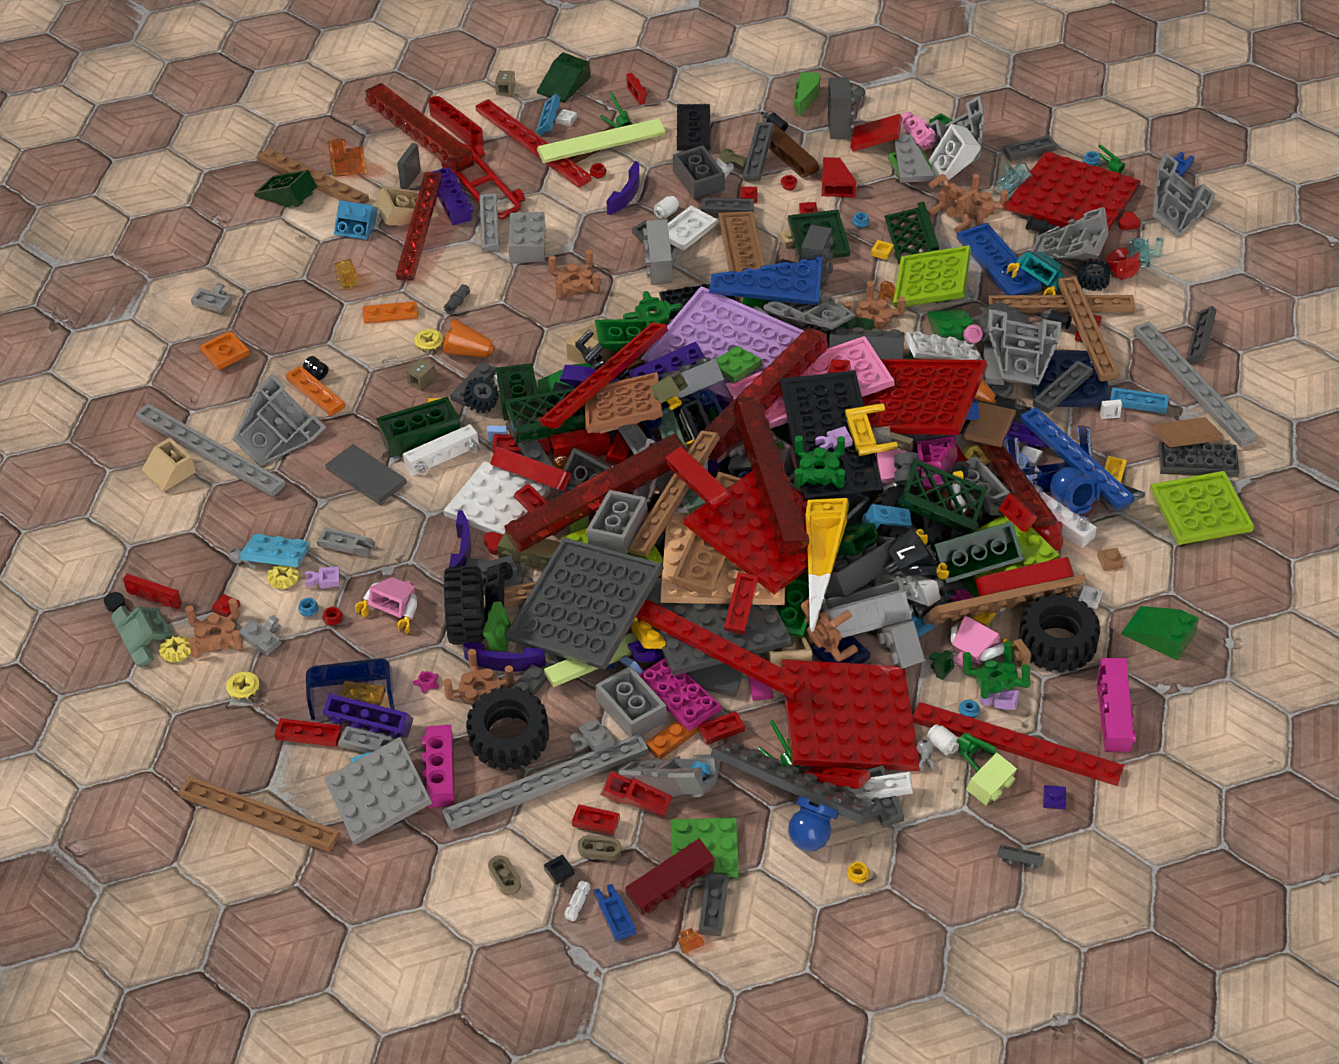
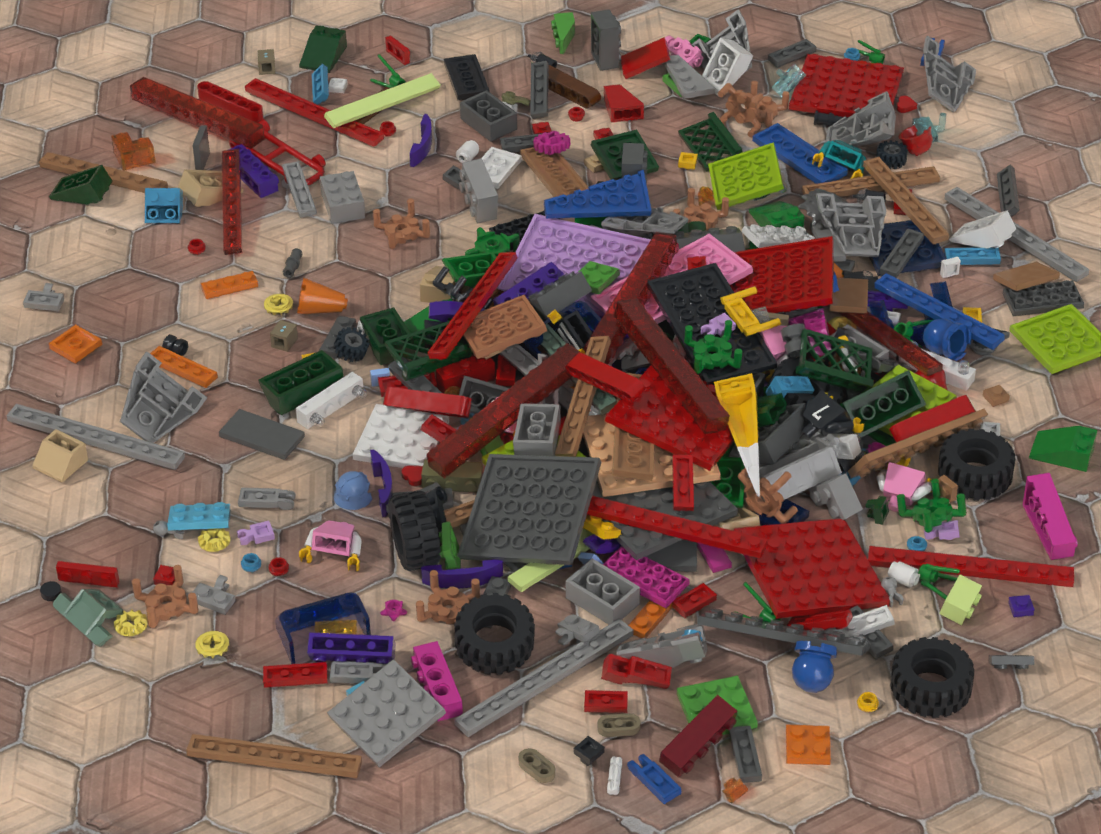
camera: 15 degrees left, 5 degrees down
(346, 274) = (173, 256): clear yellow brick -> none
(372, 267) = (196, 246): none -> red plate
(428, 549) = (352, 491): none -> medium blue helmet
(669, 386) = (546, 303): olive brick -> none
(749, 211) = (552, 142): none -> dark pink gear
(781, 906) = (808, 744): none -> orange plate
(860, 220) = (657, 137): dark azure plate -> none
(925, 882) = (926, 696): none -> black tyre
(973, 334) = (803, 220): bright pink tile -> none
(1018, 513) = (903, 362): red plate -> none
(1035, 473) = (906, 329): none -> green plant
(1160, 376) = (986, 232): none -> white slope

